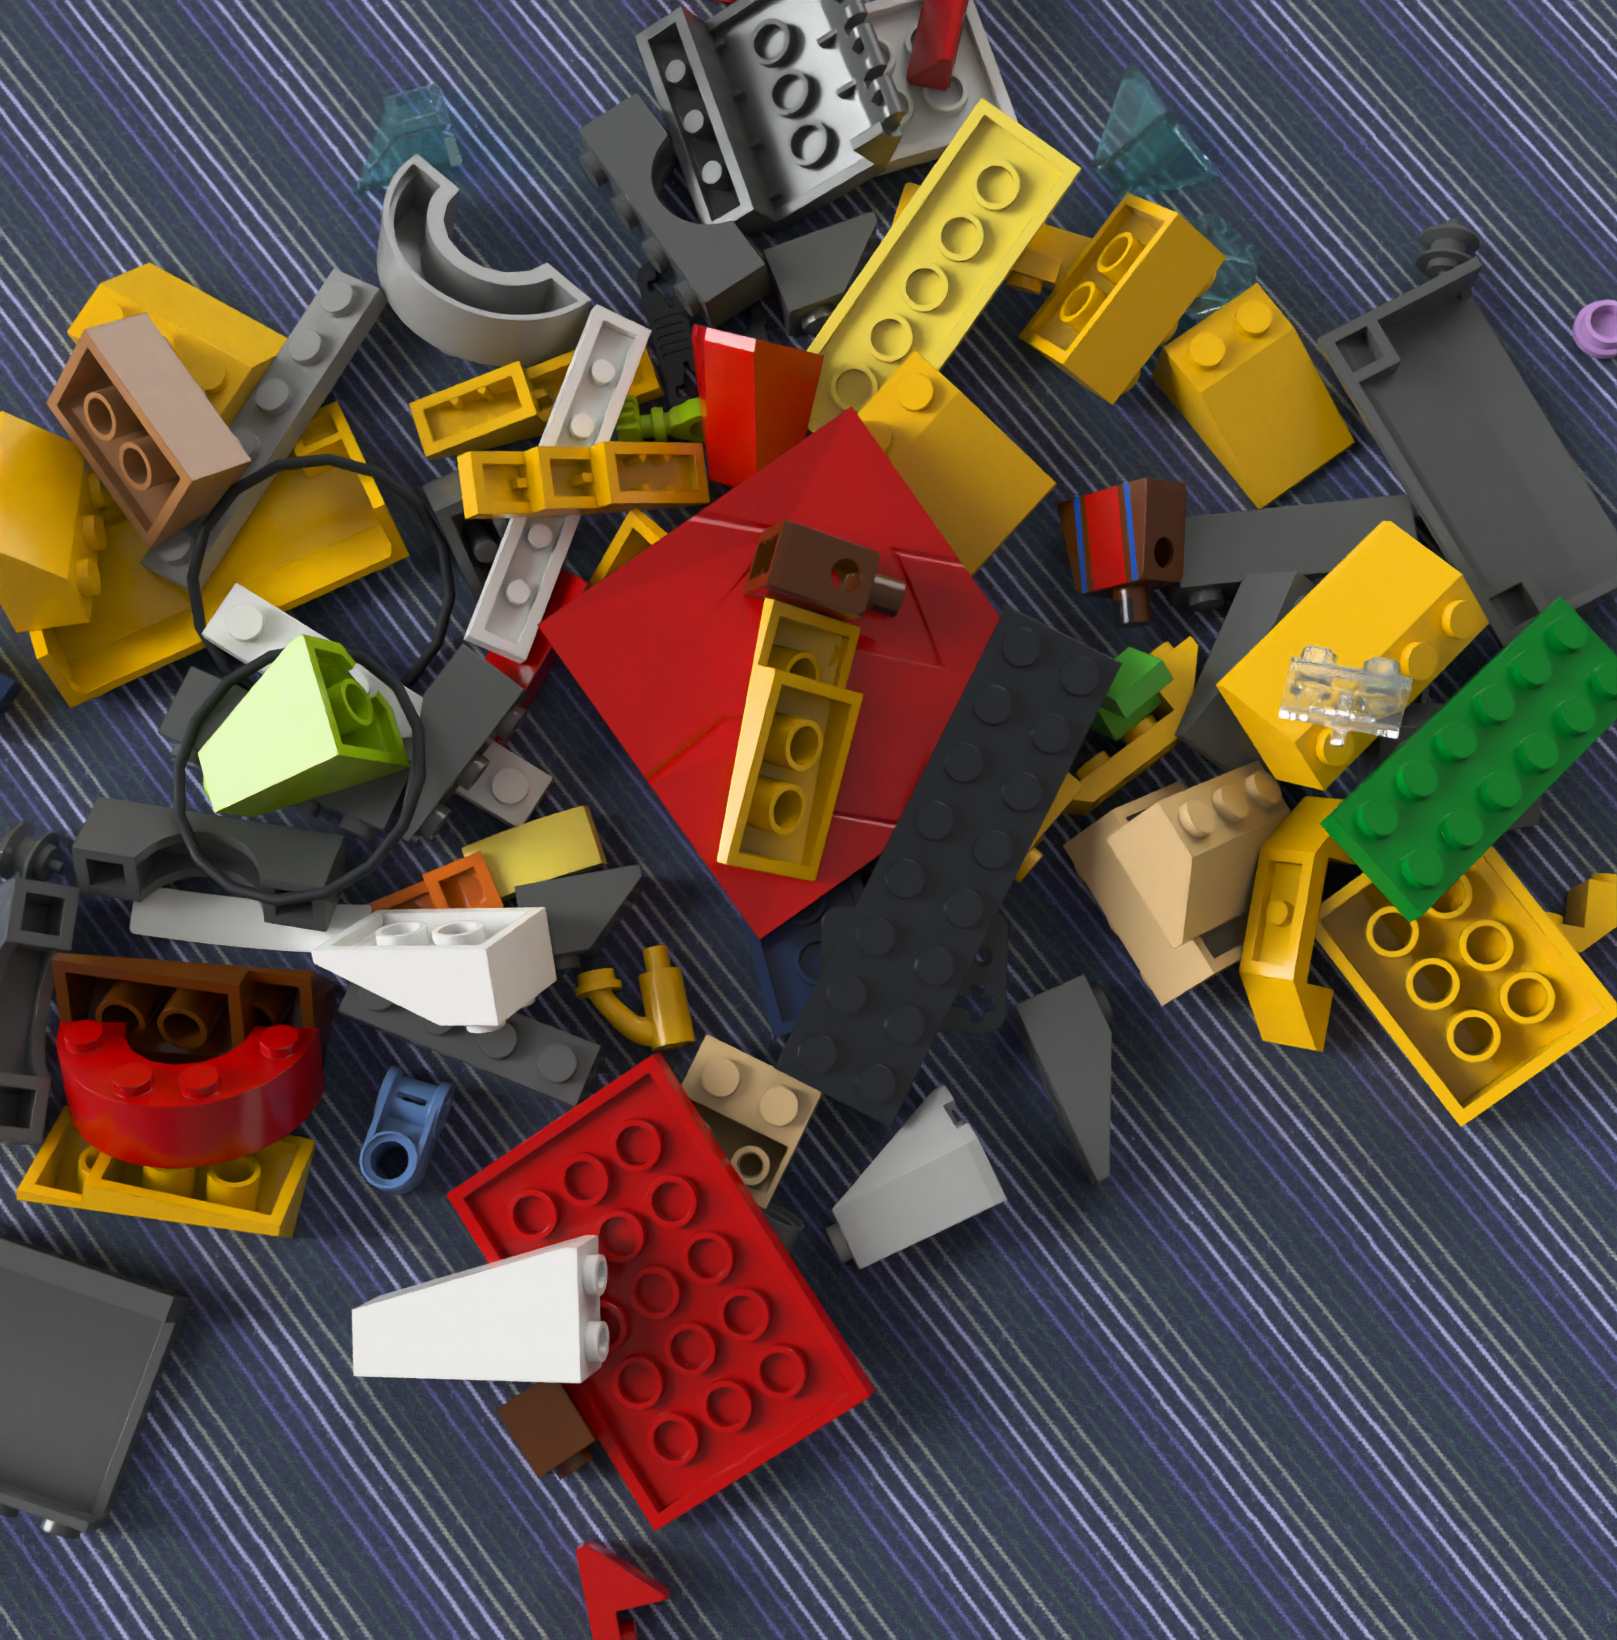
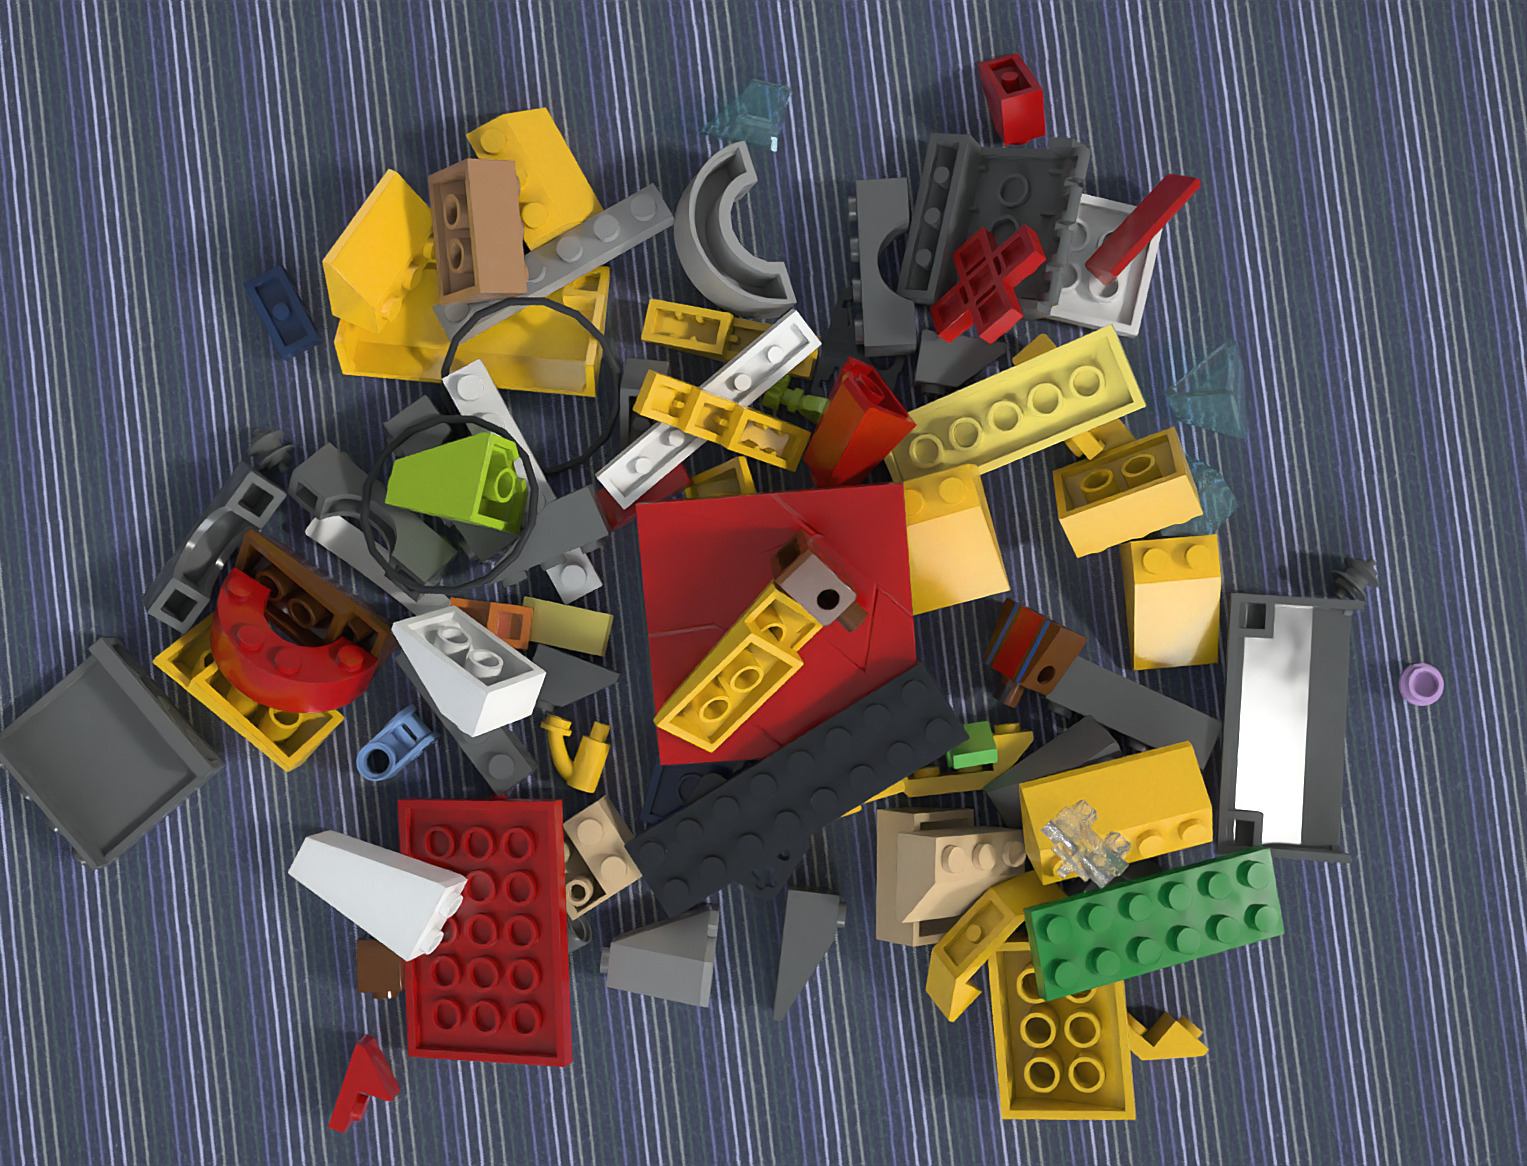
camera: 35 degrees right, 10 degrees up
(808, 146) = (987, 284): none -> red plate

